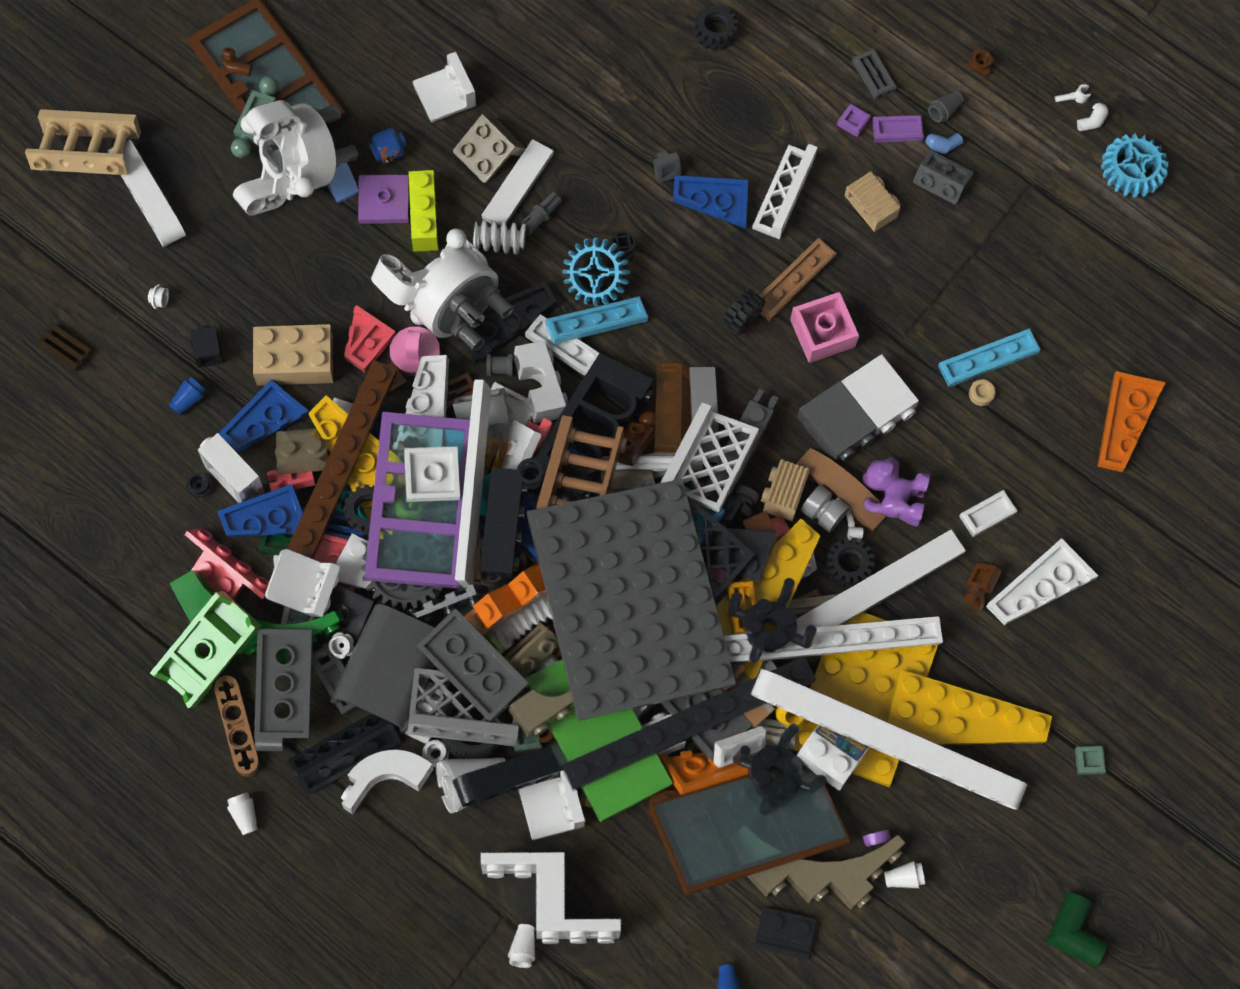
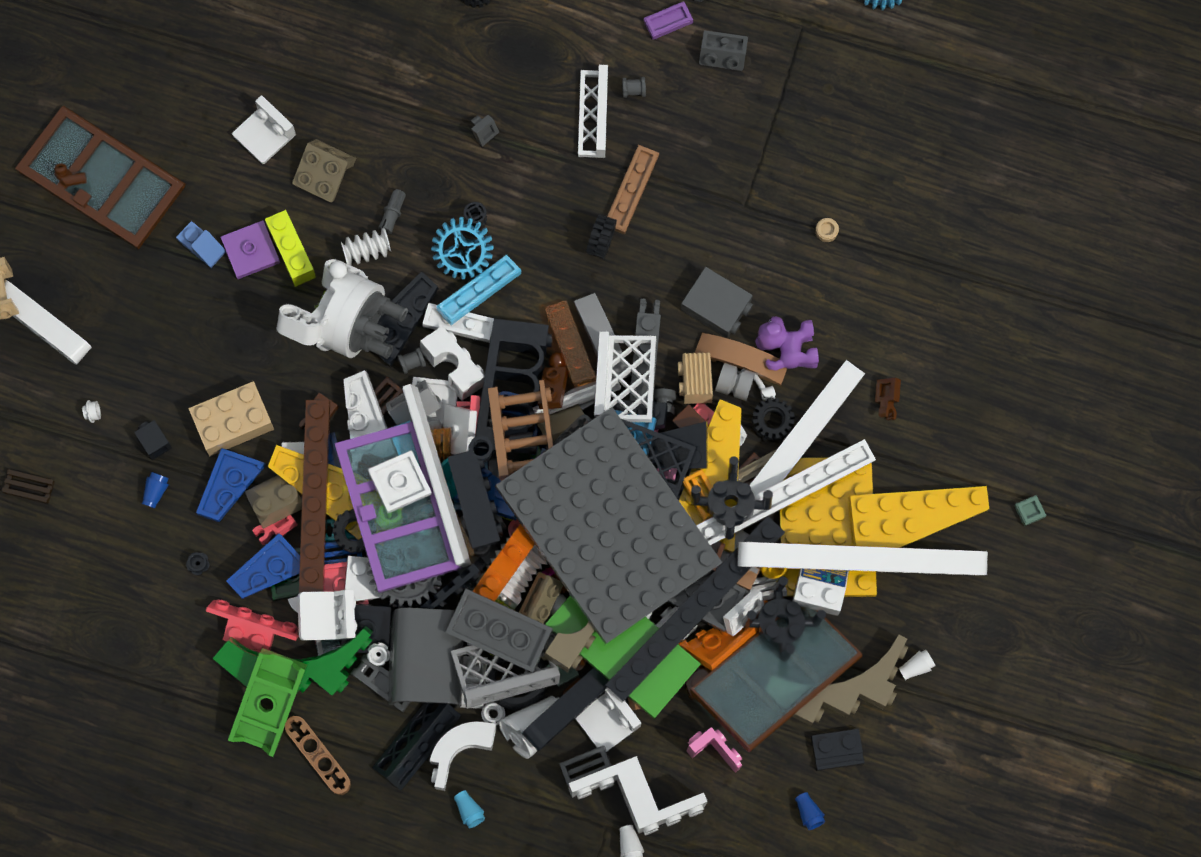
camera: 20 degrees left, 5 degrees up
(230, 469) = (222, 540): white window -> none
(243, 813) = (354, 825): white cone -> none
(268, 86) = (108, 218): sand green plate -> none
(269, 728) = (348, 747): dark grey hinge -> none
(294, 153) = (161, 242): white piece -> none
(366, 339) = (288, 380): coral wing -> none
(369, 844) = (469, 810): none -> medium azure cone
(388, 145) = (235, 200): blue head -> none
(410, 346) = (329, 374): bright pink tile -> none
(517, 183) = (361, 192): white tile -> none
(533, 844) = (605, 758): none -> dark grey tile
(641, 866) = (717, 739): none -> bright pink bracket
(713, 196) = (535, 141): blue wing -> none
(824, 327) = (674, 224): bright pink brick -> none
(836, 179) = (634, 87): none -> dark grey bush
(853, 120) = (627, 26): medium lavender tile -> none
(873, 201) = (672, 94): tan brick -> none
(877, 838) = (882, 643): medium lavender tile -> none
(881, 394) = (744, 264): white panel -> none
(942, 144) = (712, 21): medium blue arm -> none
(988, 513) = (871, 333): white tile -> none
(989, 357) = (821, 197): medium azure tile -> none
(1047, 579) = (939, 373): white wing -> none
(1068, 935) = (1064, 661): dark green brick -> none
(1127, 414) = (954, 203): orange wing -> none

